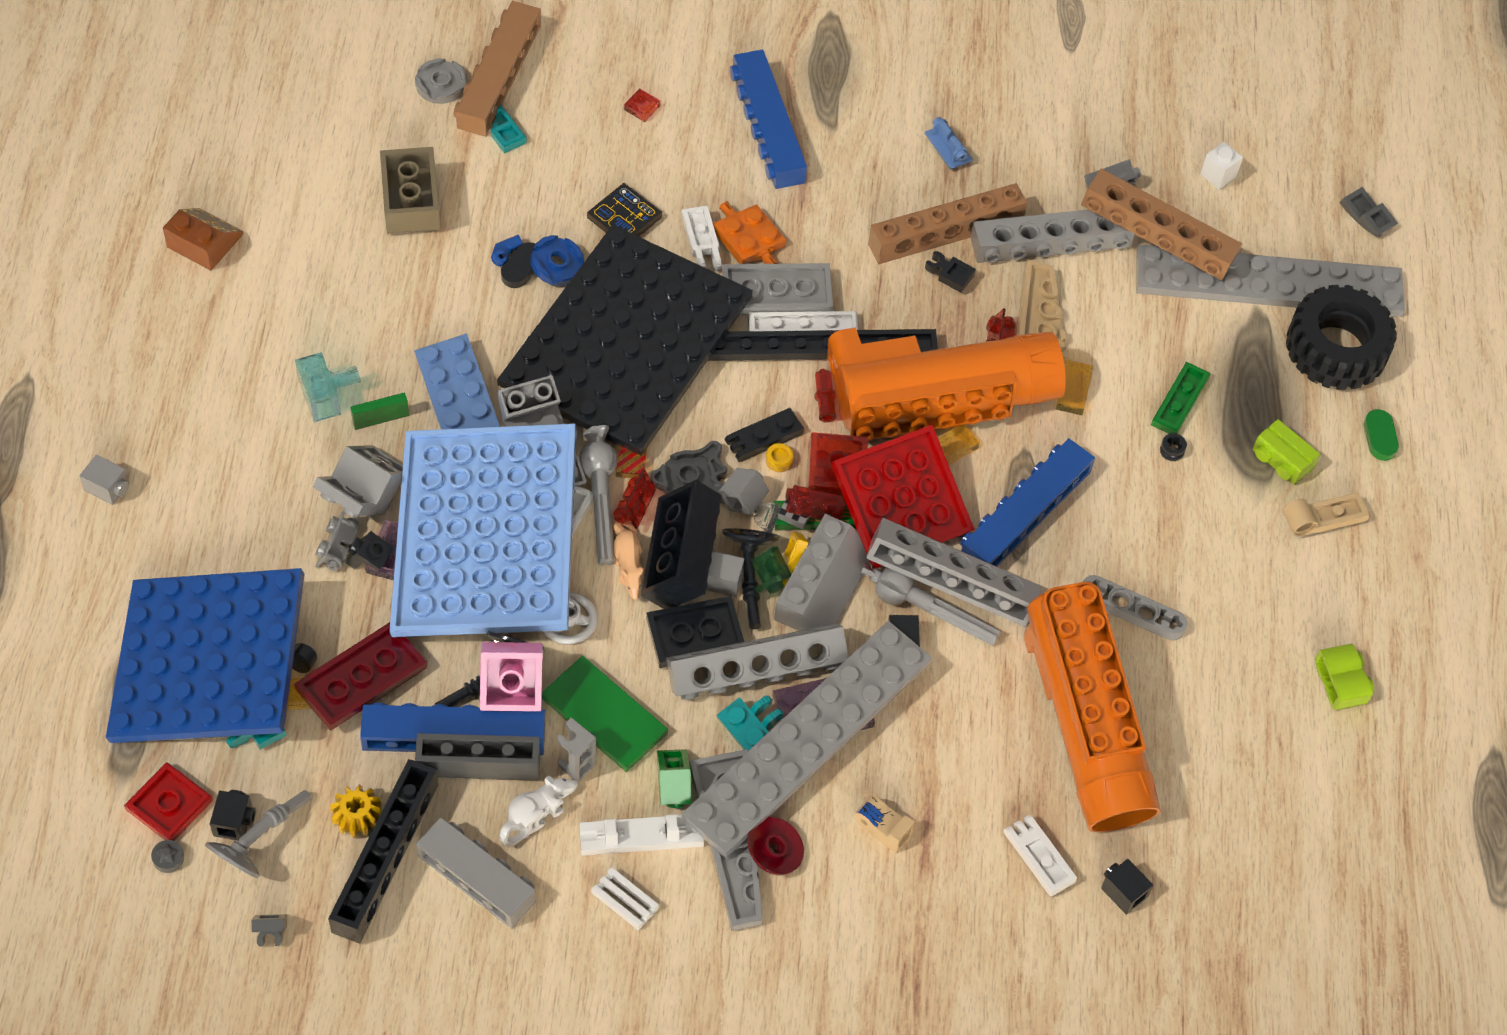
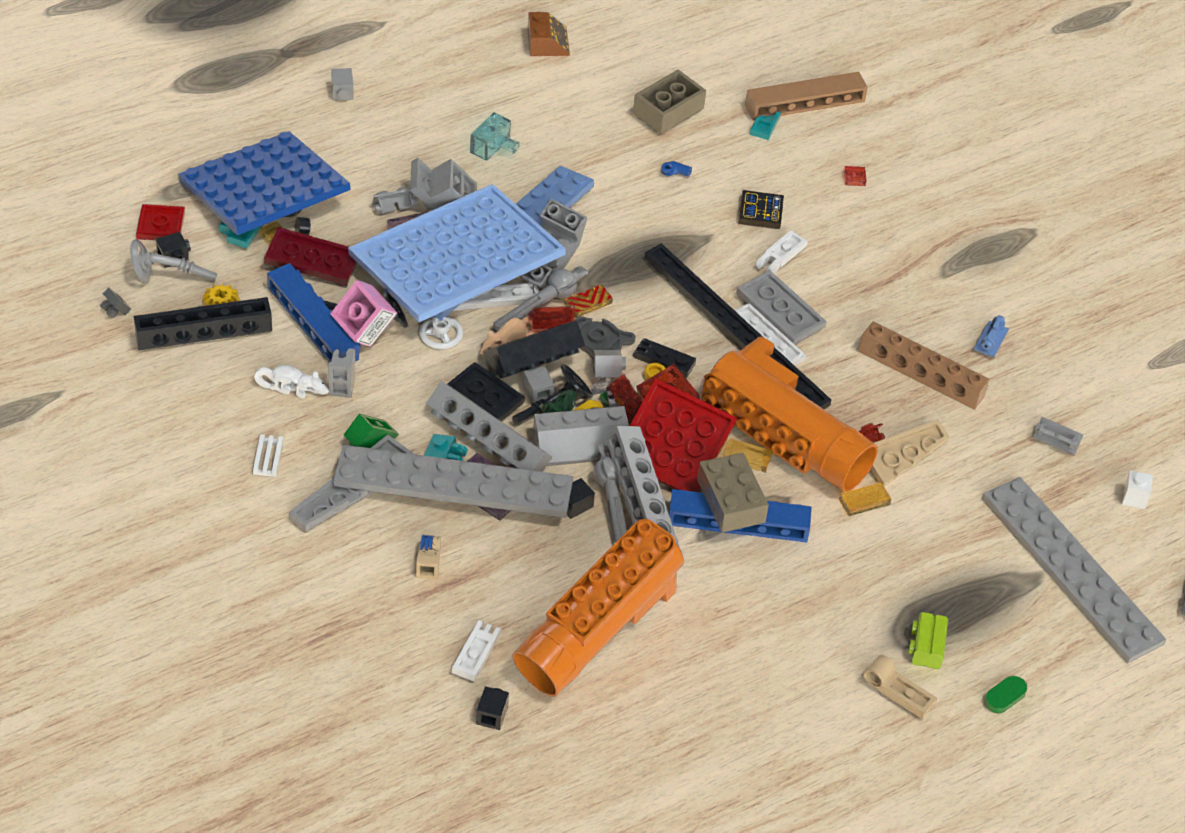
camera: 55 degrees right, 10 degrees down
(167, 856) = (124, 238): dark grey tile -> none
(369, 549) = (397, 214): black bracket -> none
(379, 411) = (501, 171): green tile -> none
(440, 81) = (769, 75): light grey tile -> none
(477, 872) = (225, 375): light grey brick -> none
(480, 756) = (301, 332): dark grey brick -> none
(518, 267) = (673, 182): black tile -> none
(548, 270) = (689, 204): blue tile -> none
(606, 711) = (388, 381): green tile -> none
(628, 336) = (667, 253): black plate -> none
(637, 835) = (314, 437): white hinge -> none
(749, 234) = (809, 274): orange plate -> none
(768, 119) = (908, 237): blue brick -> none
(782, 839) = (370, 499): dark red dish -> none
(952, 273) = (888, 389): black plate -> none
(1016, 493) = (732, 492): none -> dark tan brick
(1046, 236) = (977, 425): light grey brick -> none
(1135, 603) = (721, 613): light grey beam -> none
(1161, 224) = (1038, 471): medium nougat brick -> none
(1178, 453) = (871, 582): black bush -> none
(1180, 398) = (916, 563): green tile -> none
(1343, 676) = (773, 759): lime brick -> none
(1346, 310) = (1051, 646): black tyre -> none

